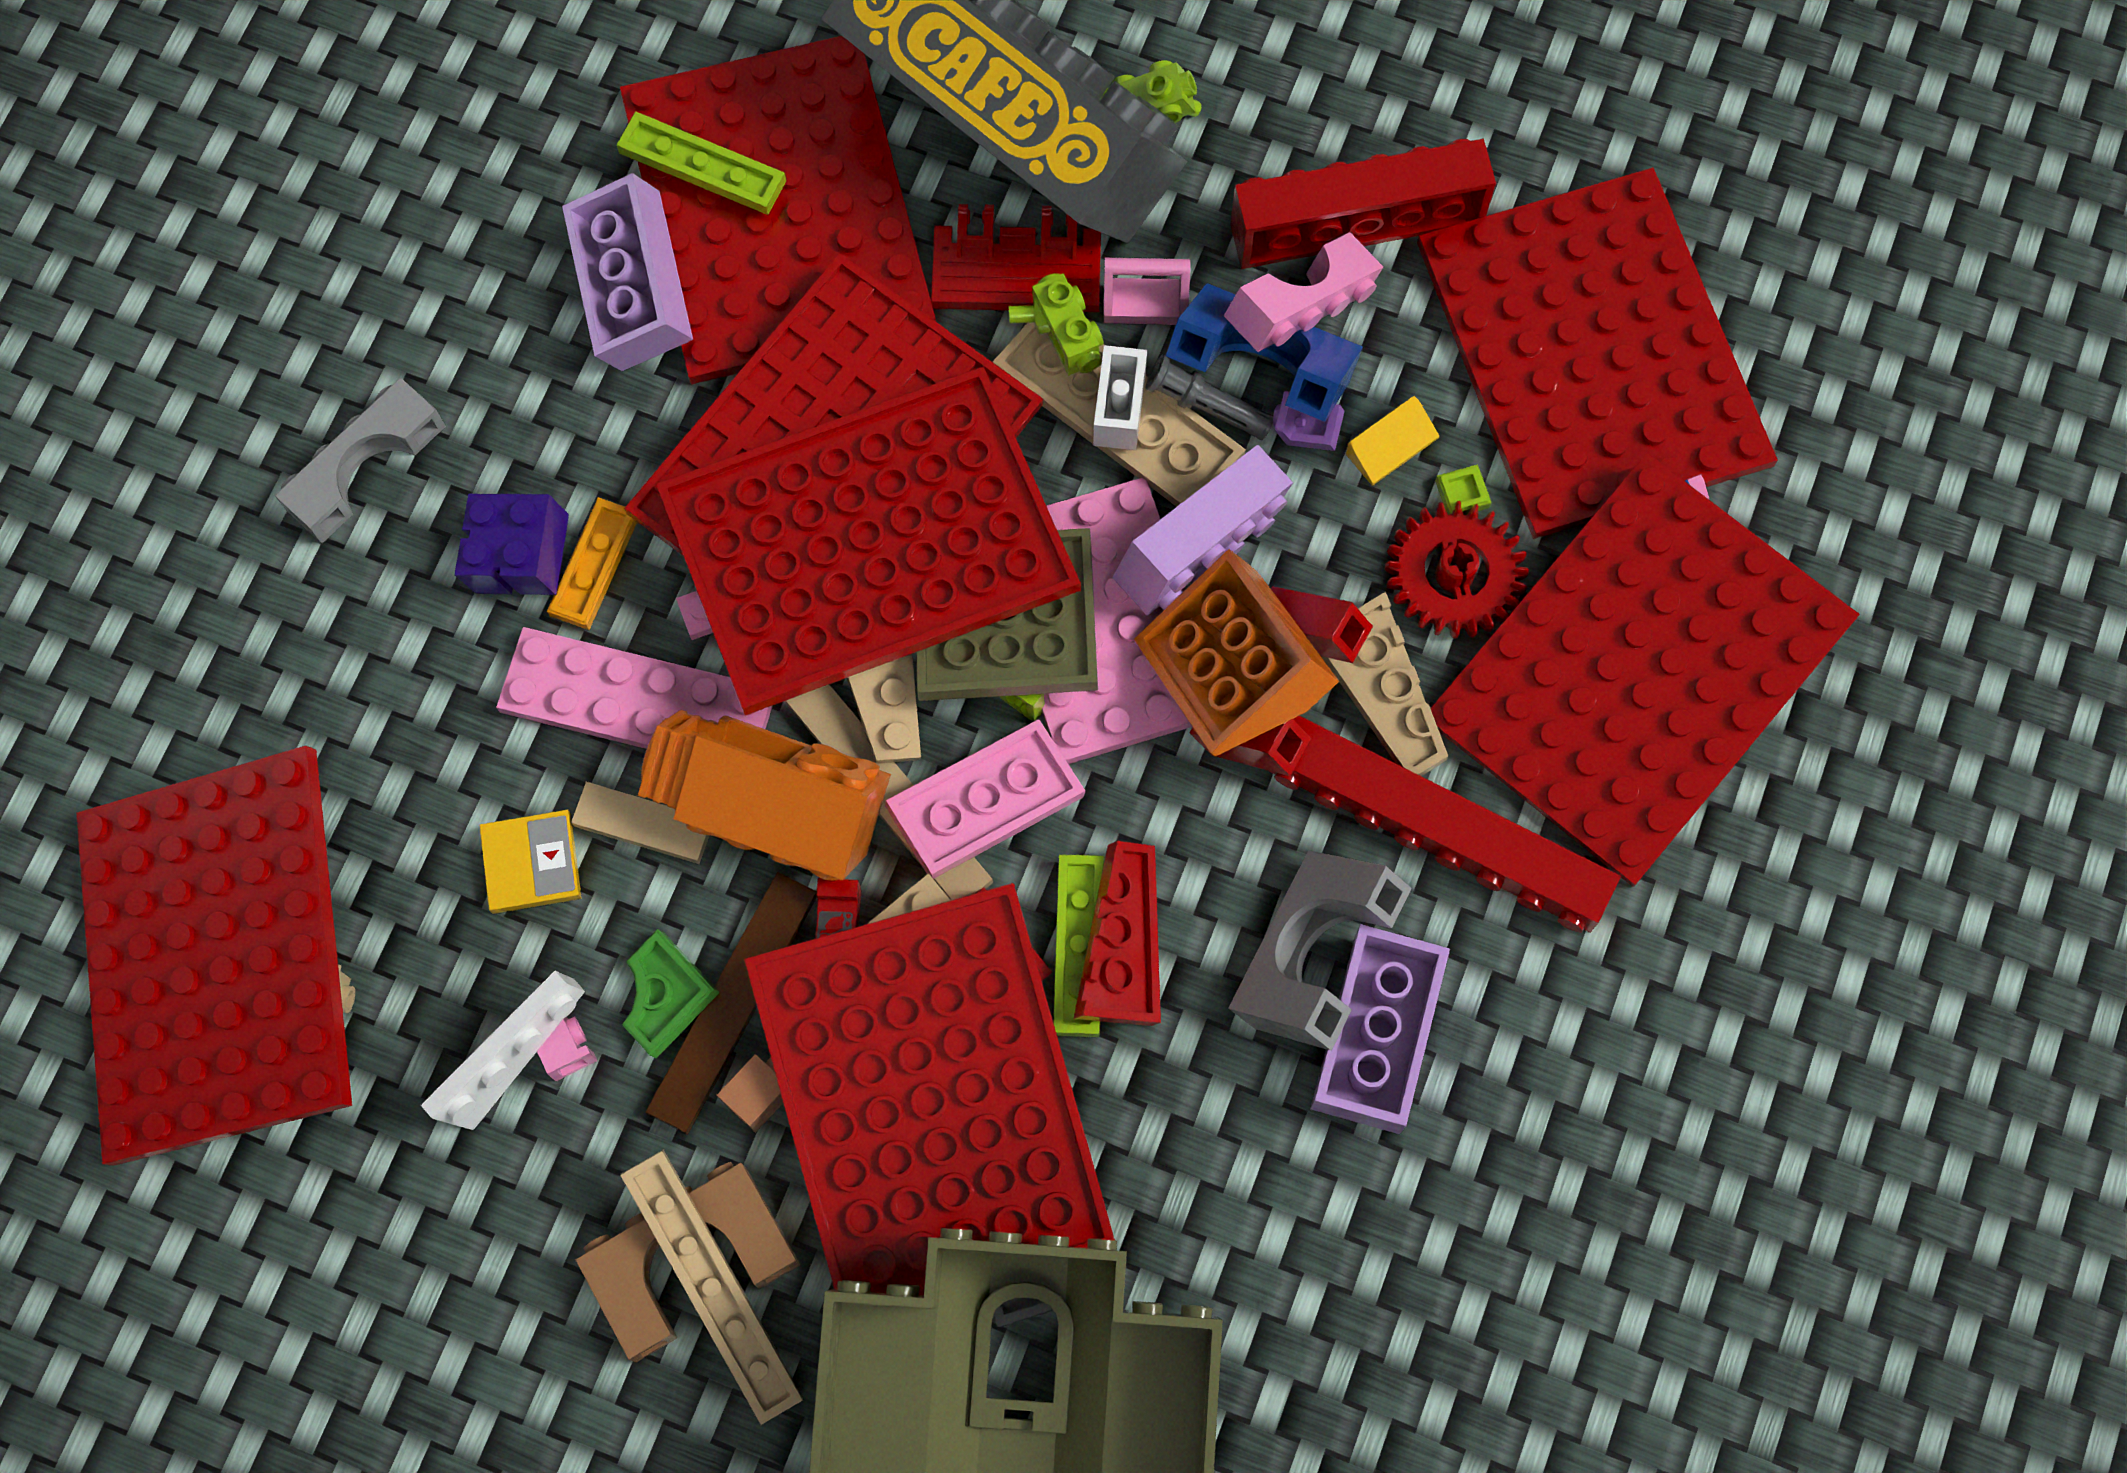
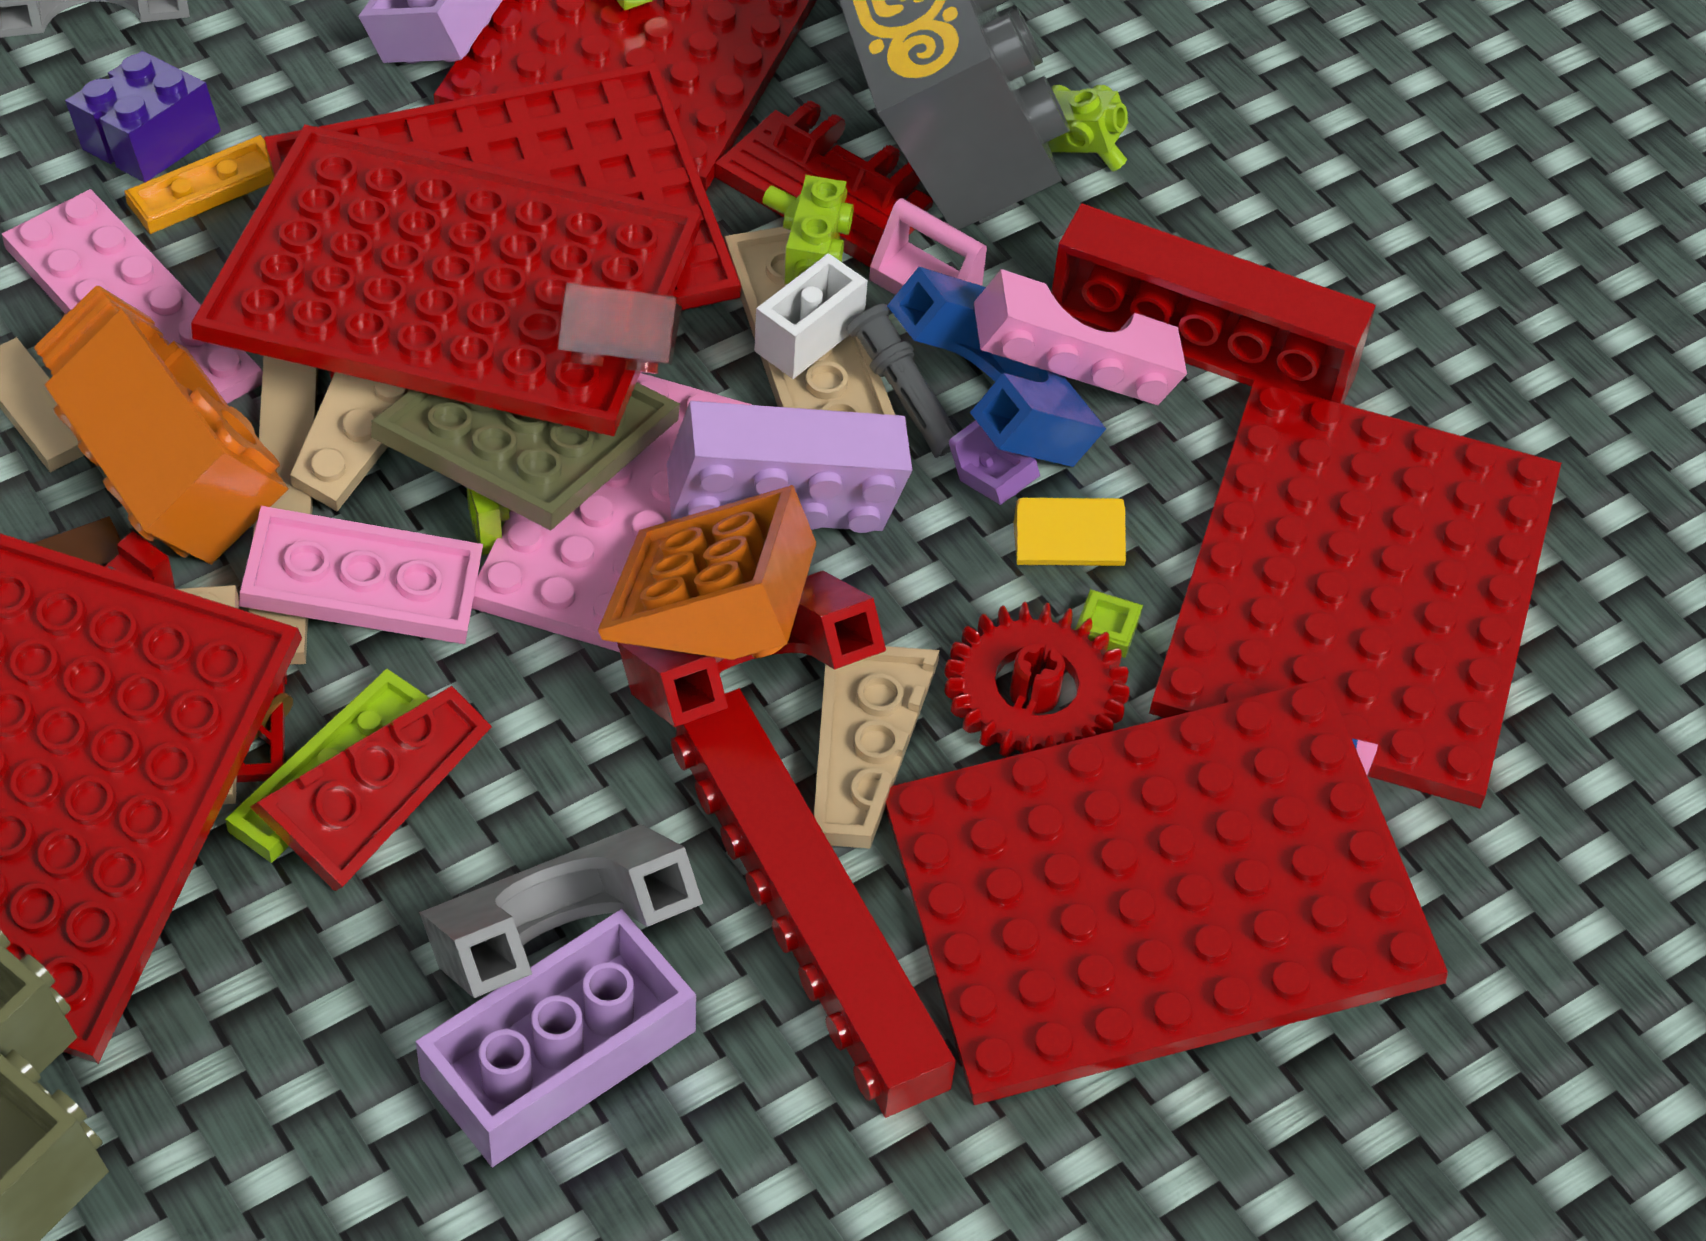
camera: 30 degrees right, 20 degrees down
(1030, 508) = (619, 325): none -> clear red slope

